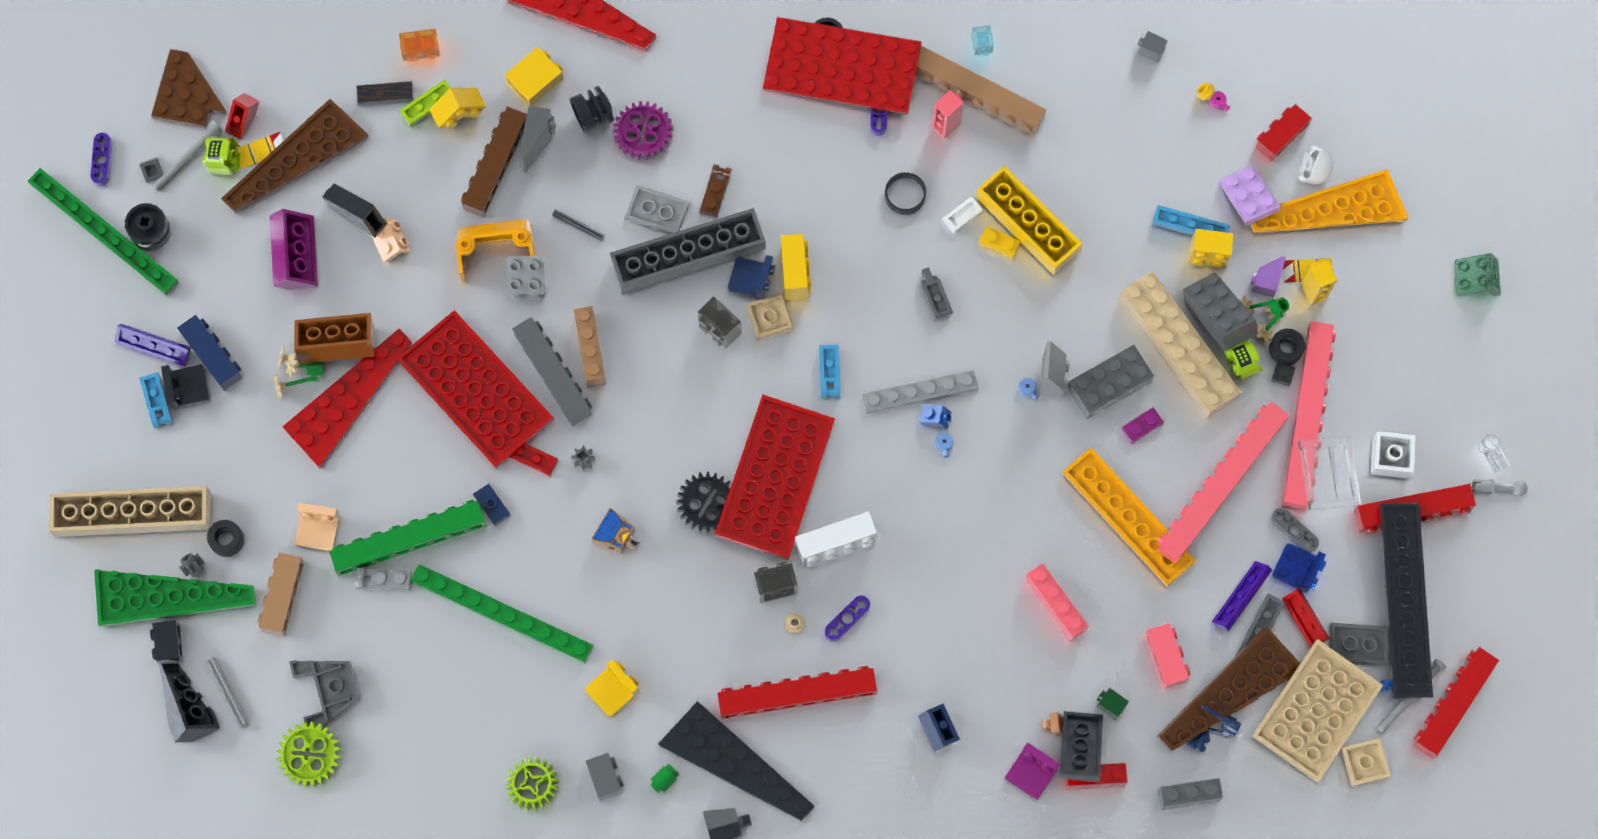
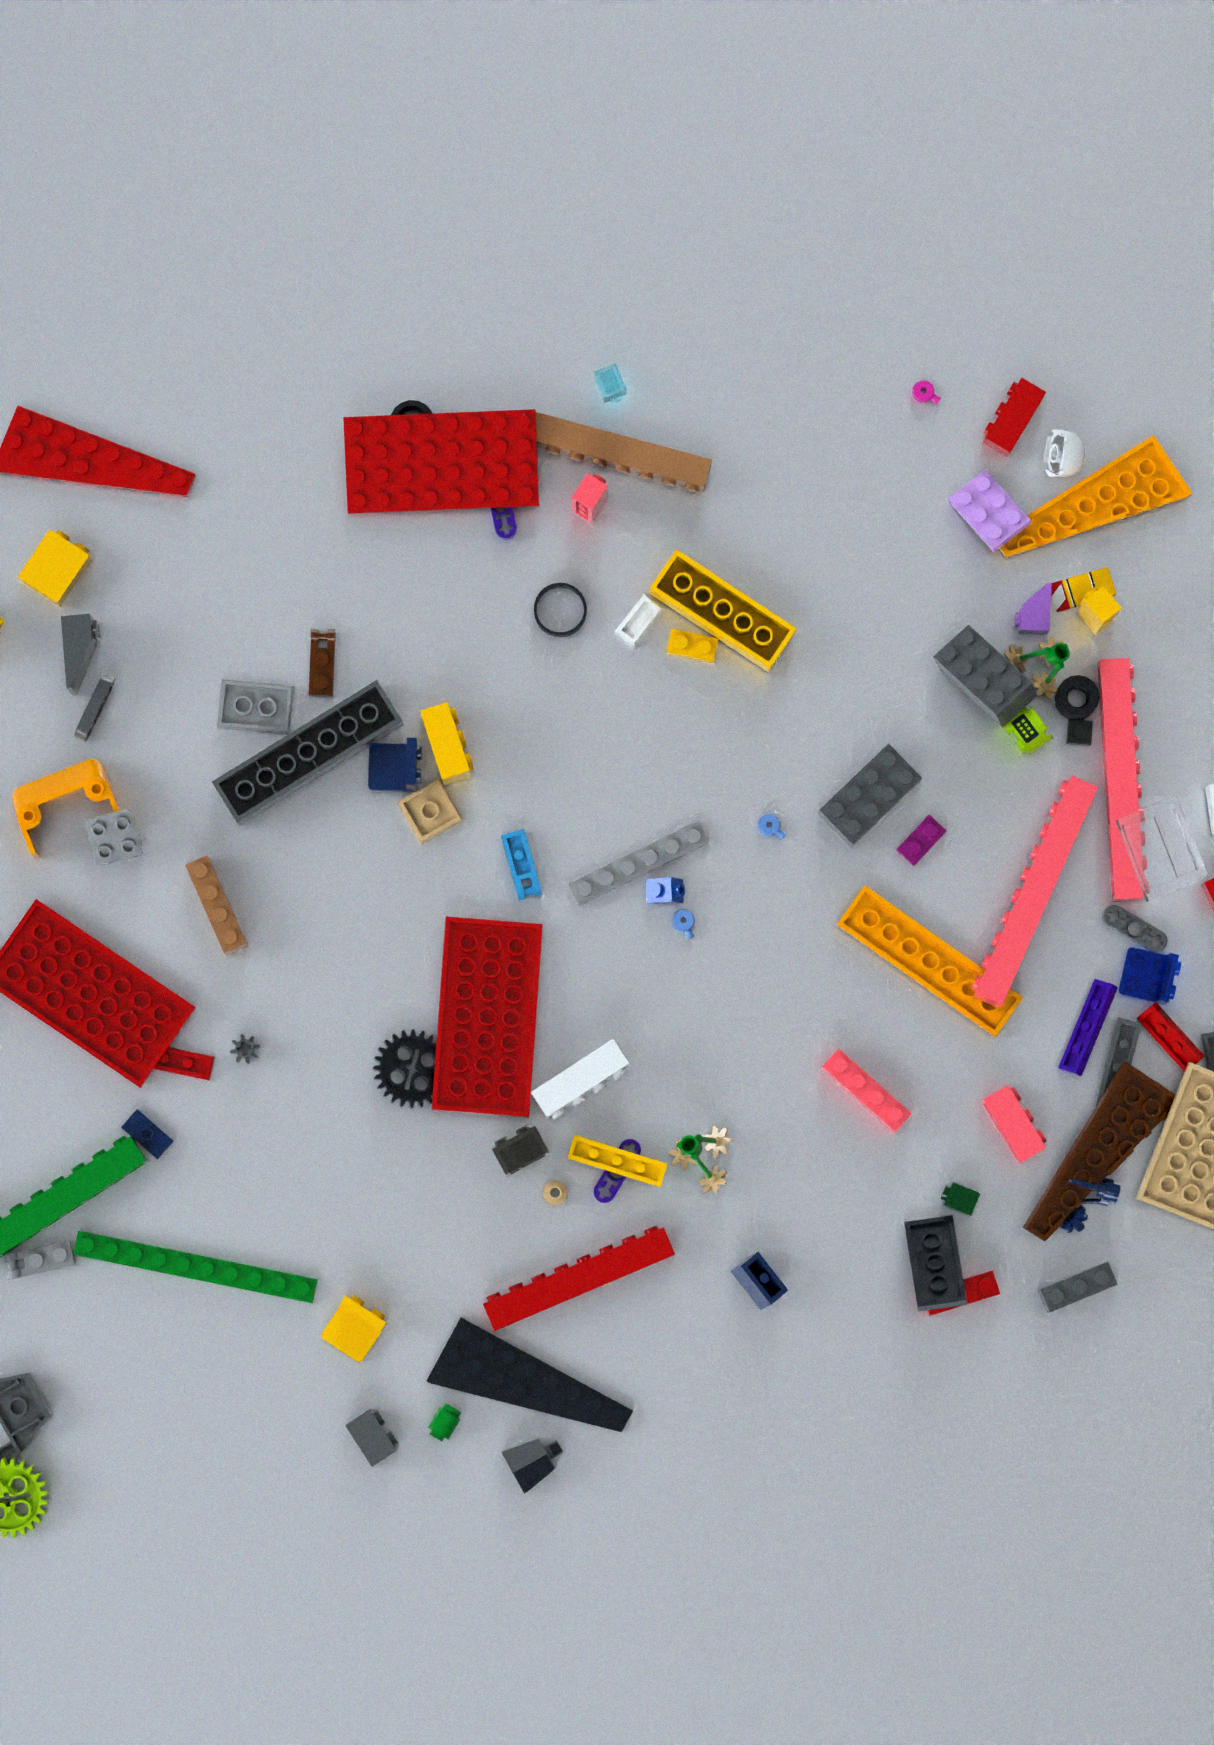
camera: 15 degrees left, 10 degrees up
(494, 162) = (35, 693): reddish brown brick -> none
(536, 182) = (94, 707): none -> dark grey beam
(539, 779) = (301, 1484): lime gear -> none
(551, 371) = (177, 948): dark grey brick -> none
(577, 224) = (161, 749): black bar -> none
(592, 109) = (140, 596): black wheel -> none
(615, 533) = (309, 1134): torso -> none
(659, 132) = (190, 608): magenta gear -> none
(719, 322) = (369, 837): clear smoke brick -> none
(849, 608) = (617, 1161): none -> yellow plate
(907, 612) = (689, 1150): none -> tan plant
(935, 295) = (628, 734): dark grey hinge -> none
(1032, 771) = (883, 1306): magenta bracket -> none
(1053, 371) = (797, 801): light grey slope -> none
(1054, 724) = (897, 1241): nougat tile -> none
(1151, 46) = (825, 340): dark grey brick -> none
(1179, 344) = (944, 727): tan brick -> none
(1185, 222) = (925, 566): dark azure plate -> none
(1205, 91) = (905, 384): yellow plate -> none
(1210, 248) = (956, 595): yellow brick -> none

